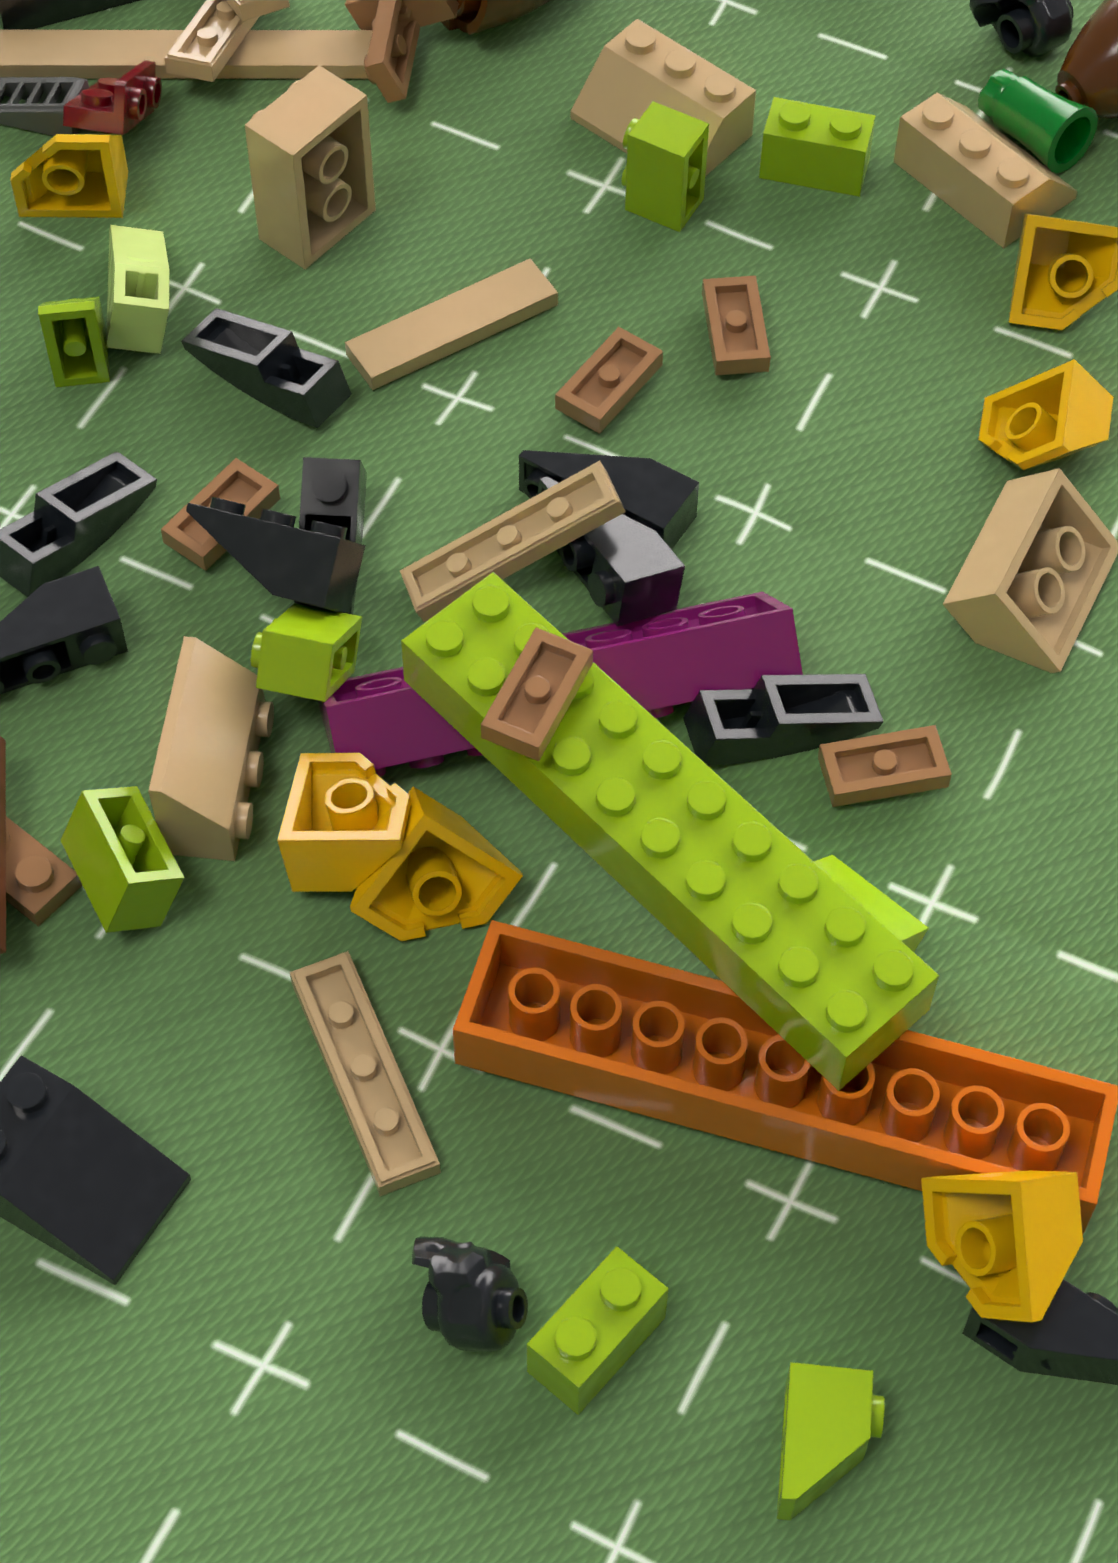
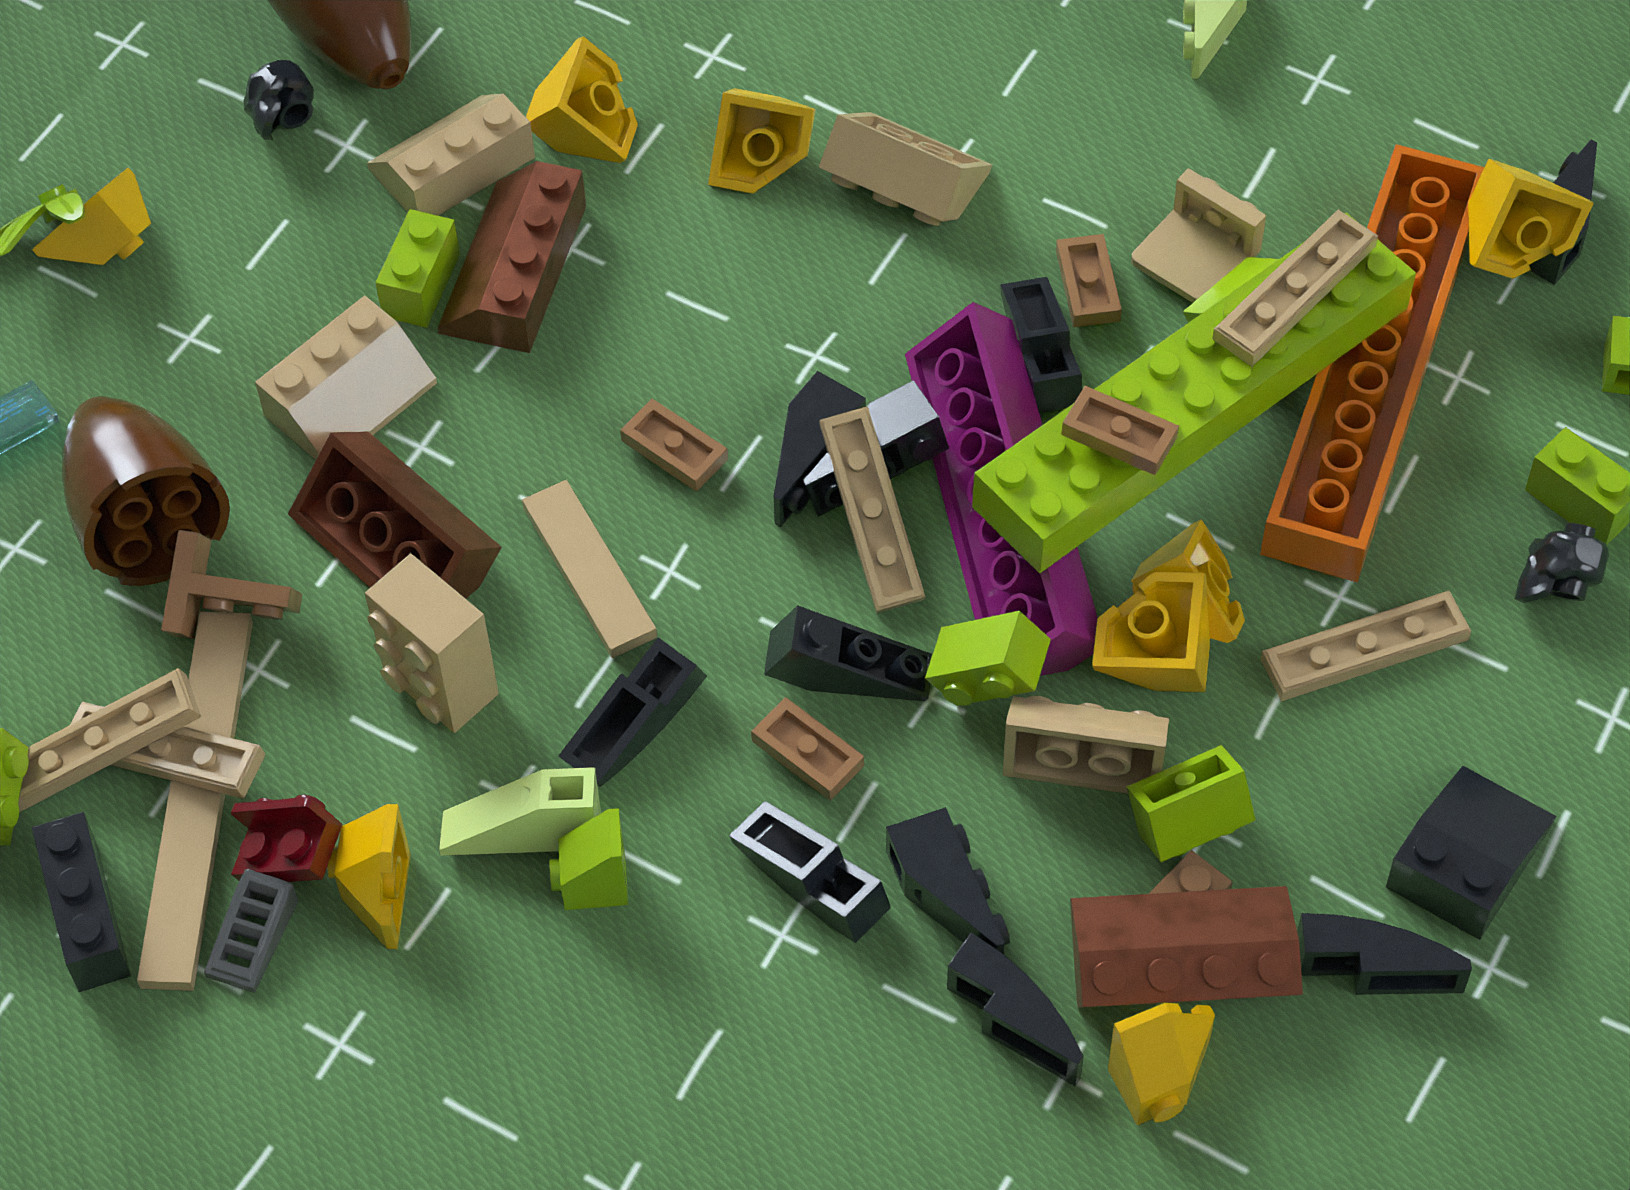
camera: 85 degrees left, 0 degrees up
(288, 561) = (894, 666): black slope -> none
(490, 160) = (379, 511): none -> copper slope
(665, 165) = (445, 373): lime brick -> none
(735, 325) = (618, 347): medium nougat plate -> none
(790, 898) = (1294, 287): none -> tan tile
(845, 237) = (516, 257): none -> copper slope
(957, 881) = (1200, 237): none -> tan bracket
(1039, 119) = (405, 105): green plant -> none

